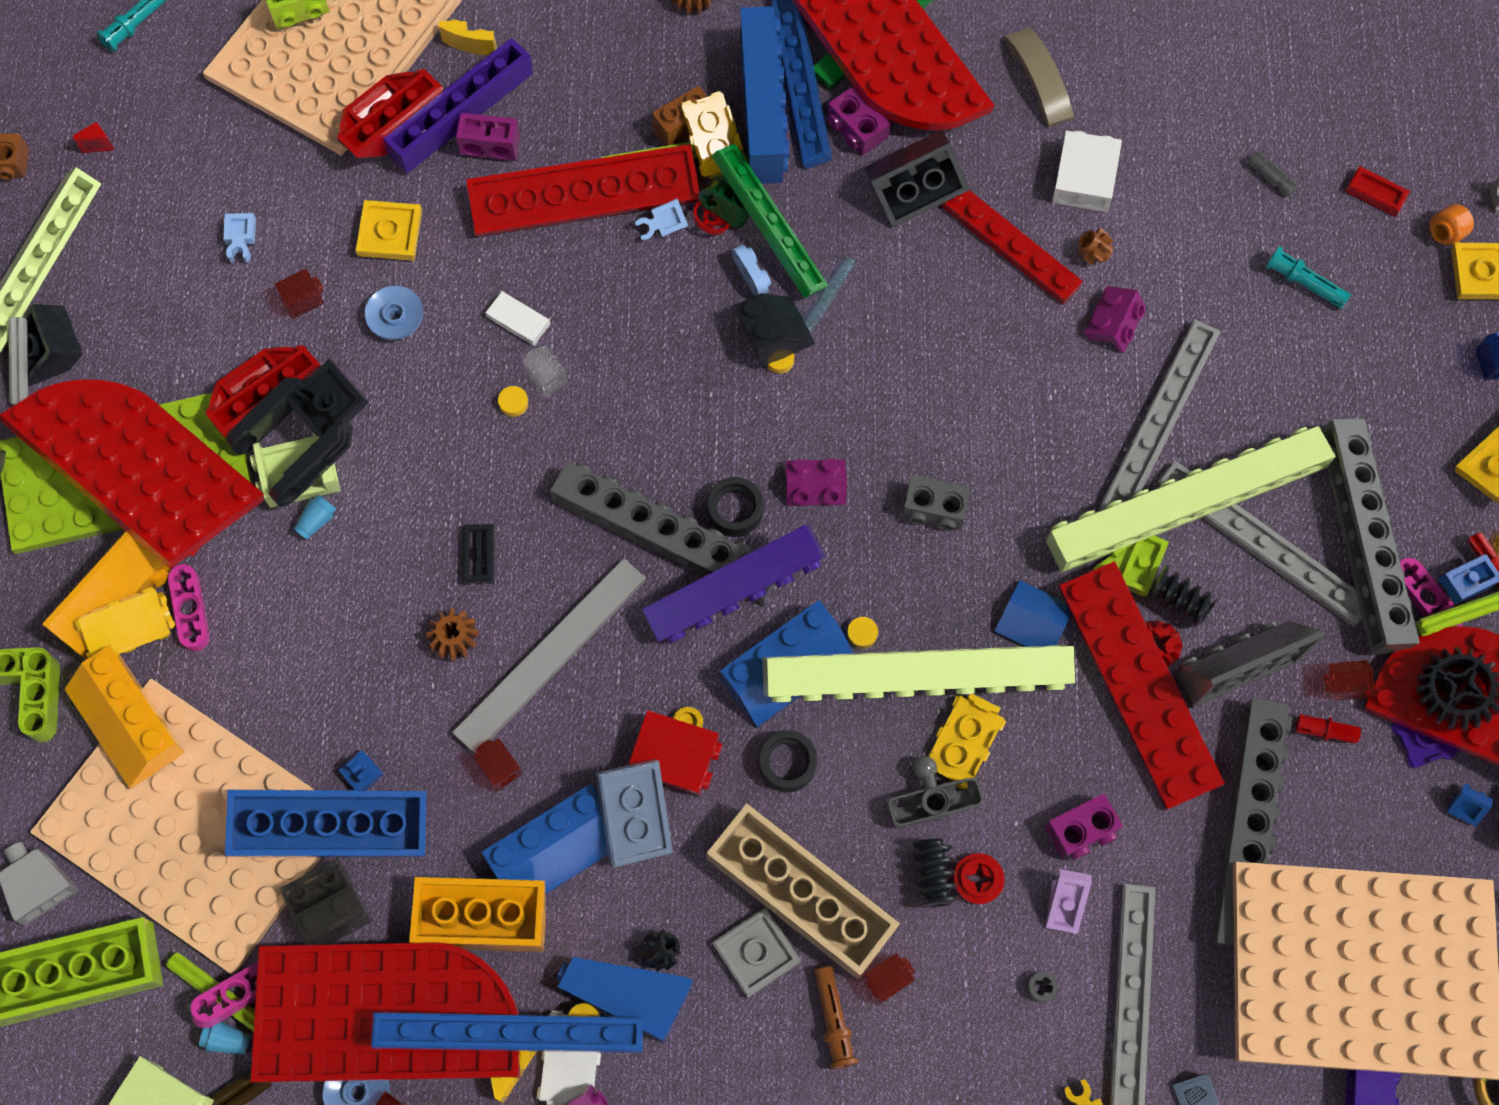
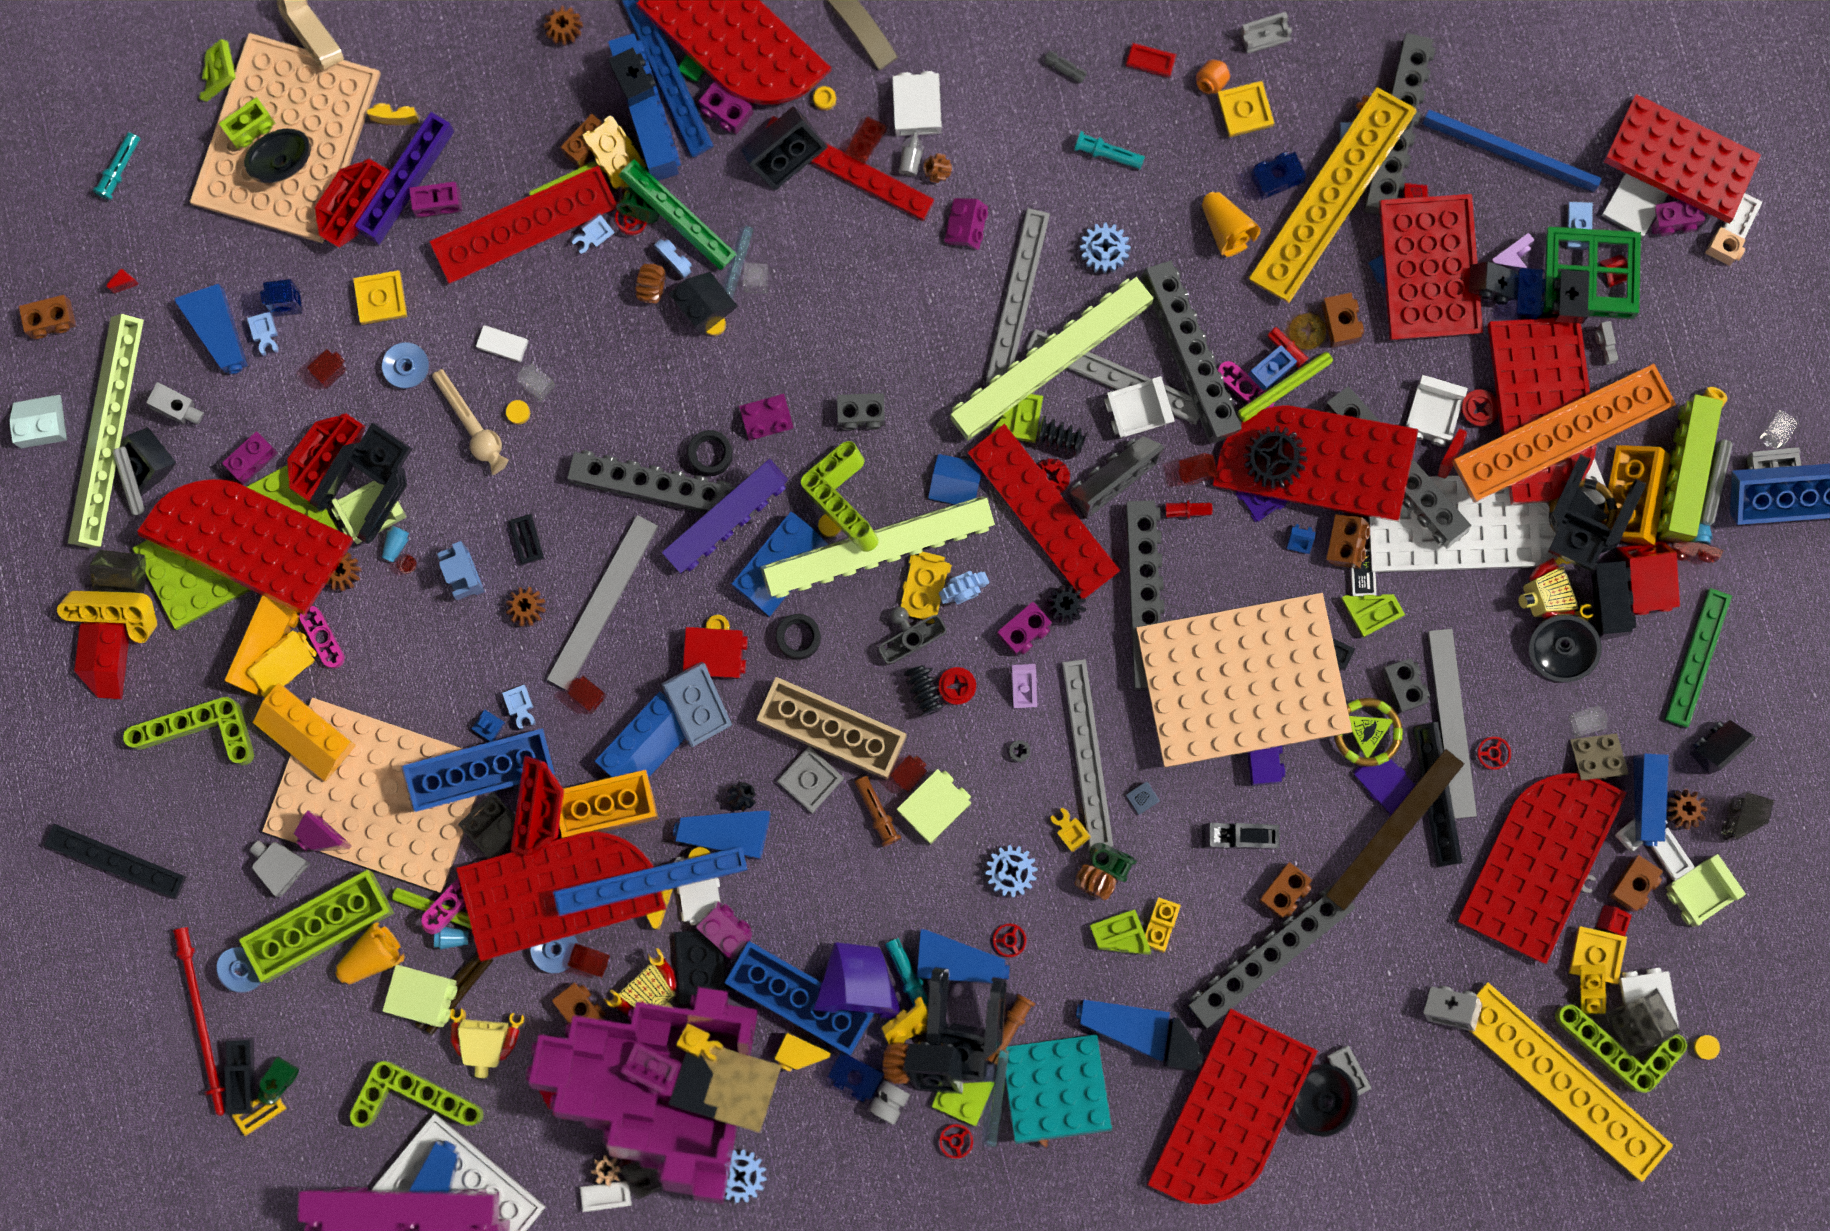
camera: 10 degrees left, 10 degrees up
(96, 853) = (318, 835): none -> magenta slope
(101, 286) = (164, 400): none -> light grey torso
(112, 1034) = (370, 955): none -> light orange cone
(172, 371) = (250, 458): none -> magenta brick
(184, 212) = (213, 322): none -> blue slope
(250, 534) = (351, 568): none -> dark orange gear
(272, 198) = (281, 297): none -> clear blue brick
(318, 42) = (277, 155): none -> black dish
(322, 548) = (406, 563): none -> clear red hinge
(384, 564) = (460, 571): none -> medium blue panel
(386, 894) = (537, 808): none -> red wedge
(407, 752) = (518, 703): none -> light blue plate
(460, 425) = (484, 443): none -> tan piece
(715, 290) = (650, 283): none -> dark orange gear
(758, 47) = (633, 89): none -> black brick
(845, 316) = (756, 278): none -> clear brick
(865, 585) = (821, 485): none -> lime beam
(913, 1031) = (934, 805): none -> yellowish green panel
(976, 140) = (824, 98): none -> yellow tile
(1016, 197) = (866, 140): none -> clear red slope
(1018, 752) = (963, 587): none -> light blue gear
(1065, 227) = (911, 155): none -> light grey piece
(1152, 821) = (1057, 601): none -> black gear
(1278, 388) = (1114, 248): none -> light blue gear
(1291, 586) = (1139, 407): none -> white panel
(1443, 396) = (1228, 224): none -> light orange cone

